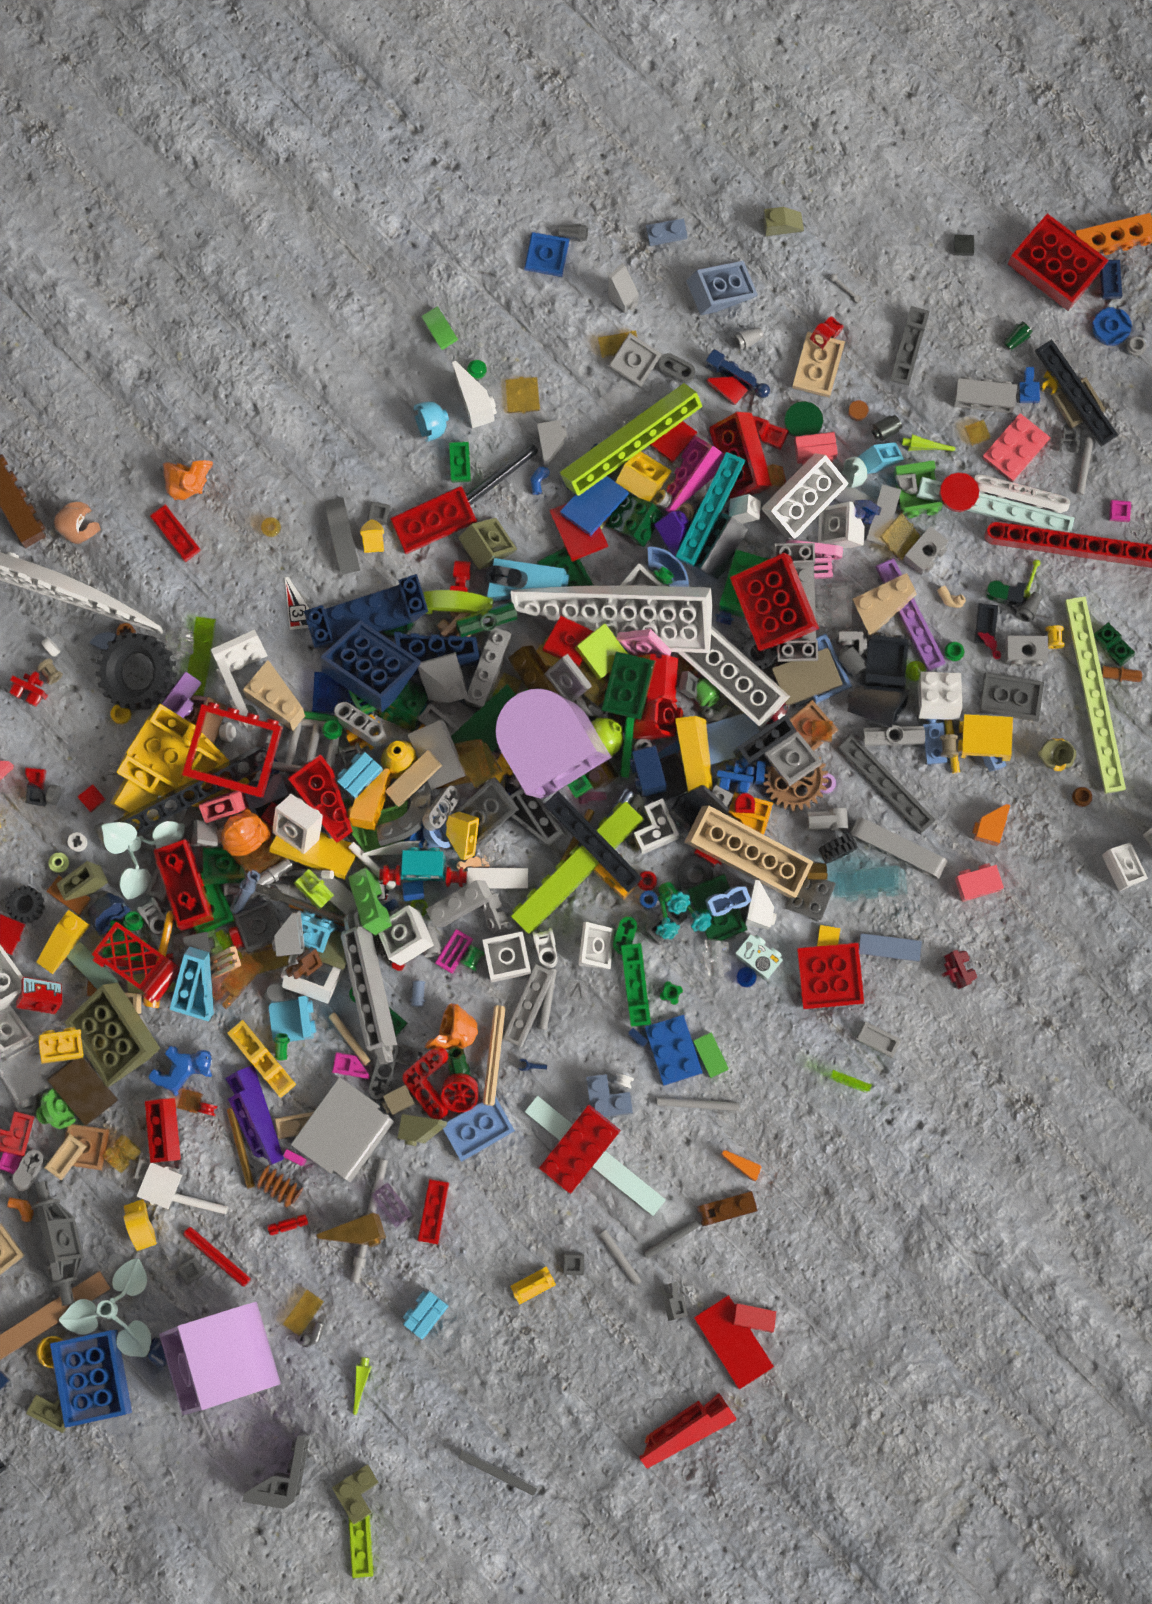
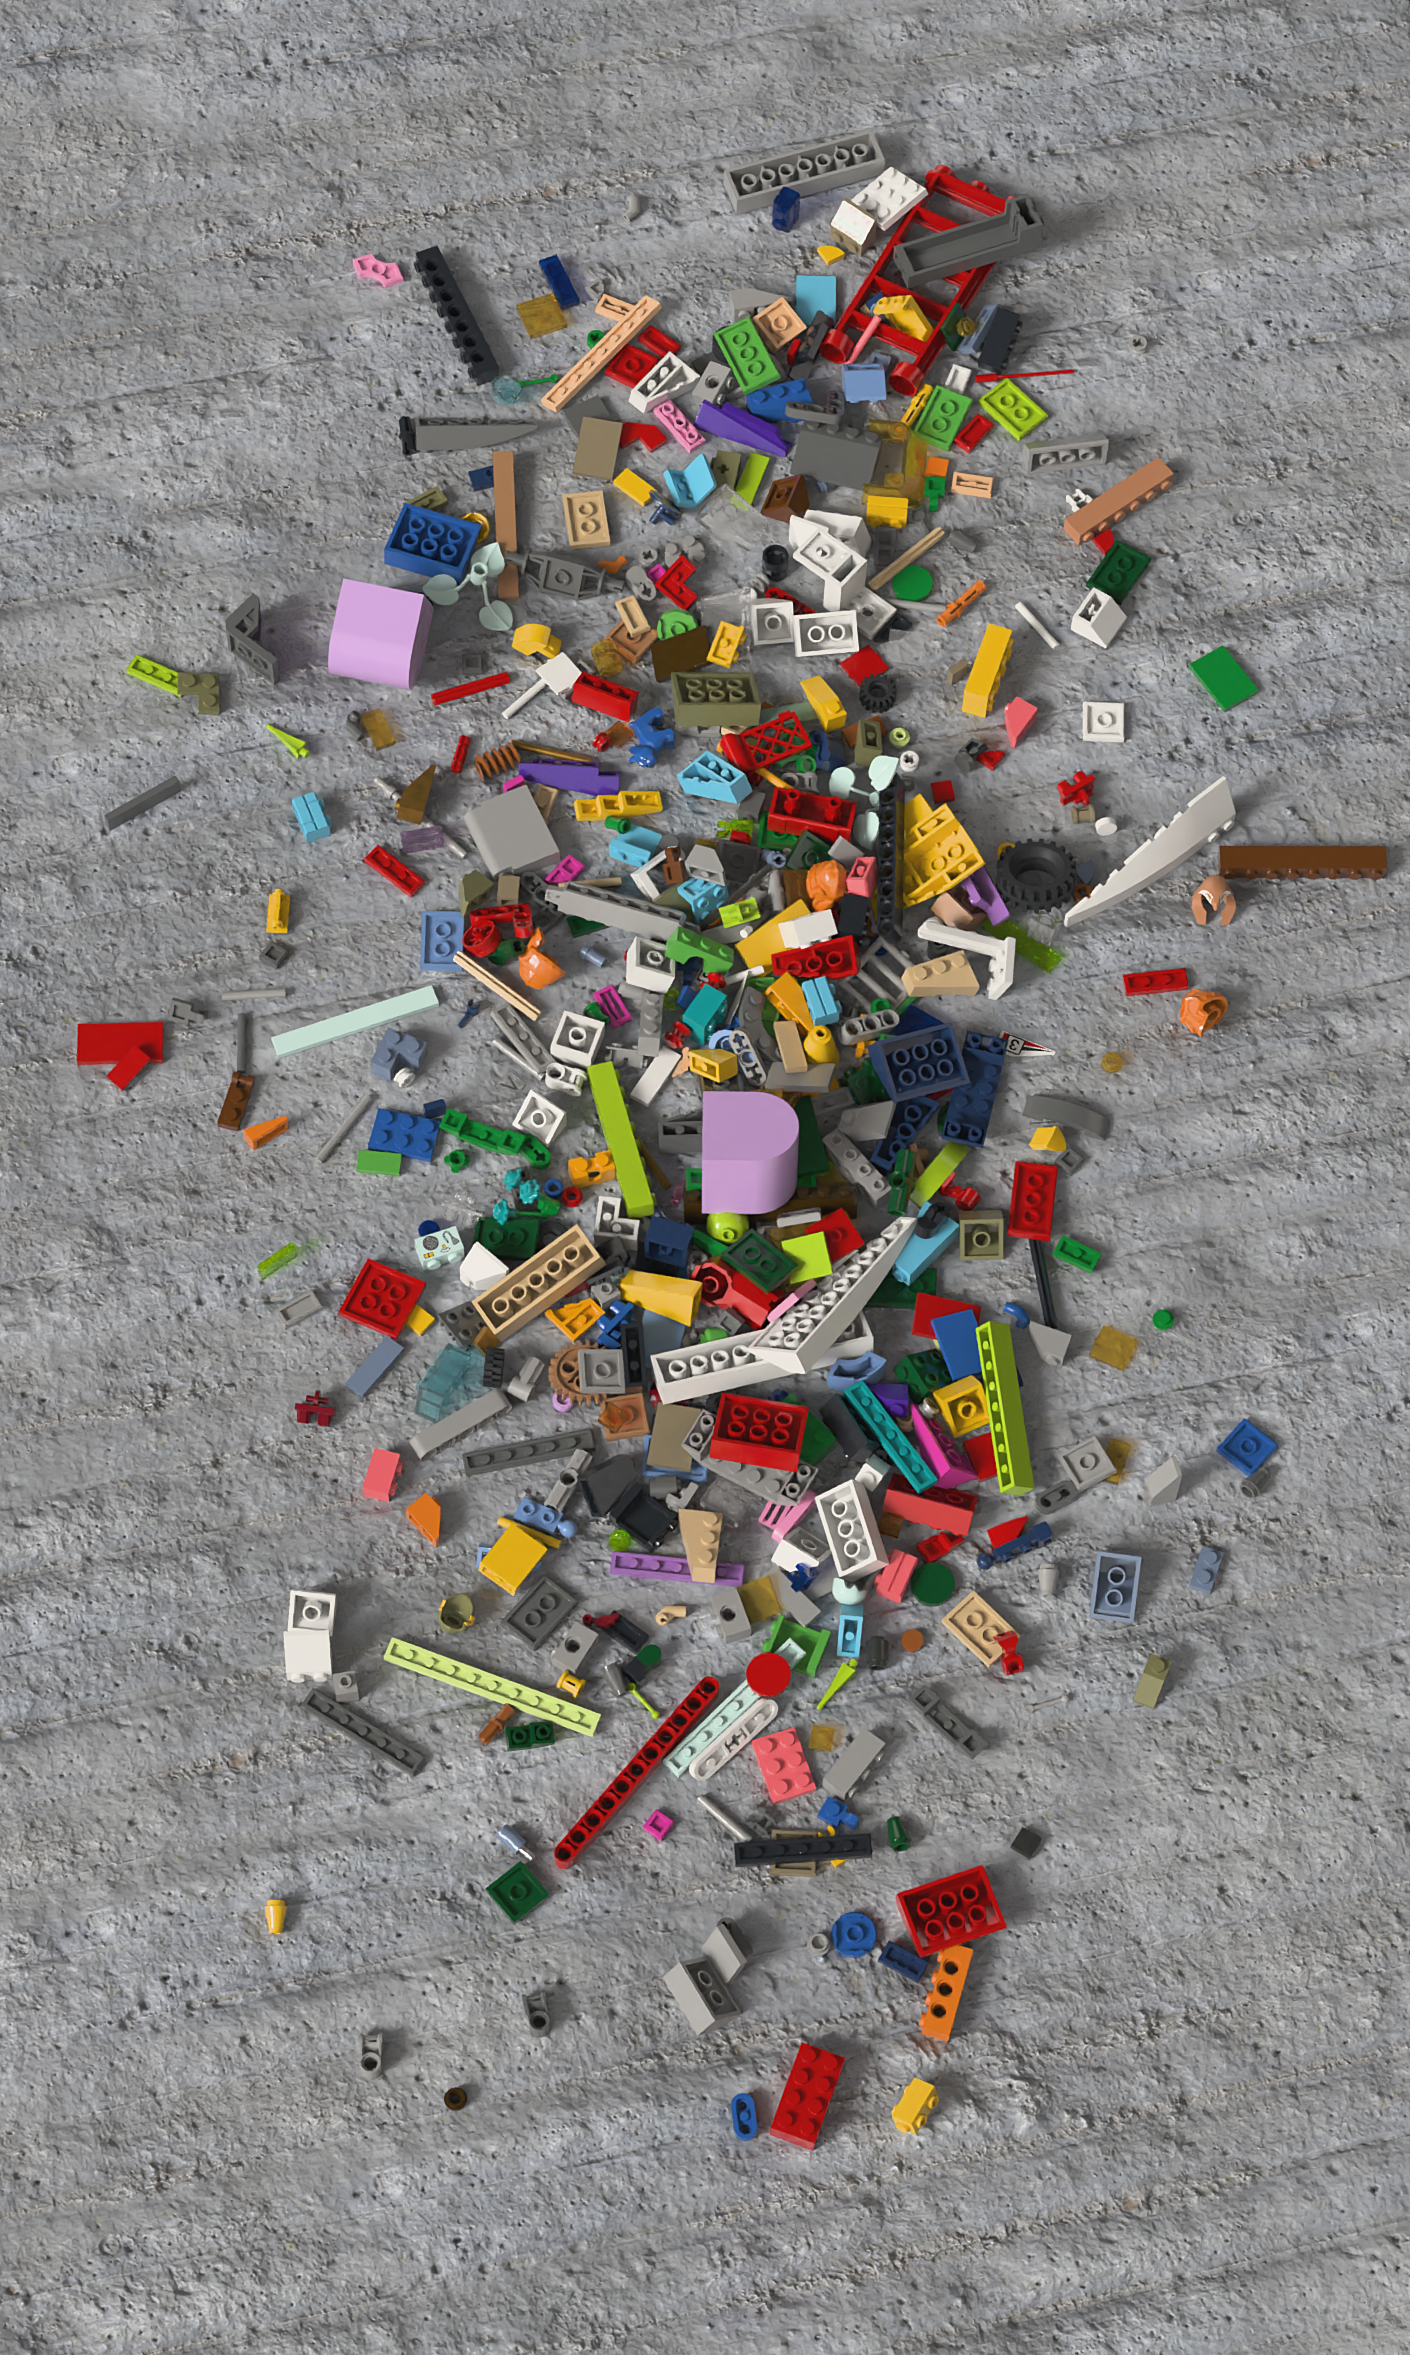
camera: 115 degrees right, 15 degrees down
(40, 995) = (787, 662): red panel -> none
(215, 965) = (730, 815): light nougat tile -> none
(221, 781) = (885, 874): red window -> none
(238, 980) = (700, 821): clear orange hinge -> none
(431, 420) = (1132, 1246): medium azure cylinder -> none
(439, 328) = (1225, 1306): bright green slope -> none
(475, 397) = (1135, 1293): white slope -> none
(579, 1149) = (368, 1006): red plate -> none
(593, 841) = (633, 1156): black tile -> none
(664, 575) = (847, 1353): green plate -> none
(686, 1429) = (74, 966): red wedge -> none
(733, 898) = (506, 1239): light blue brick -> none
(744, 803) = (587, 1312): red tile -> none
(907, 483) = (808, 1638): light grey tile -> none
(940, 695) = (579, 1540): white brick -> none
(949, 746) = (526, 1518): dark tan bush -> none
(954, 651) = (616, 1586): green plate -> none
(1082, 796) = (402, 1617): reddish brown plate -> none

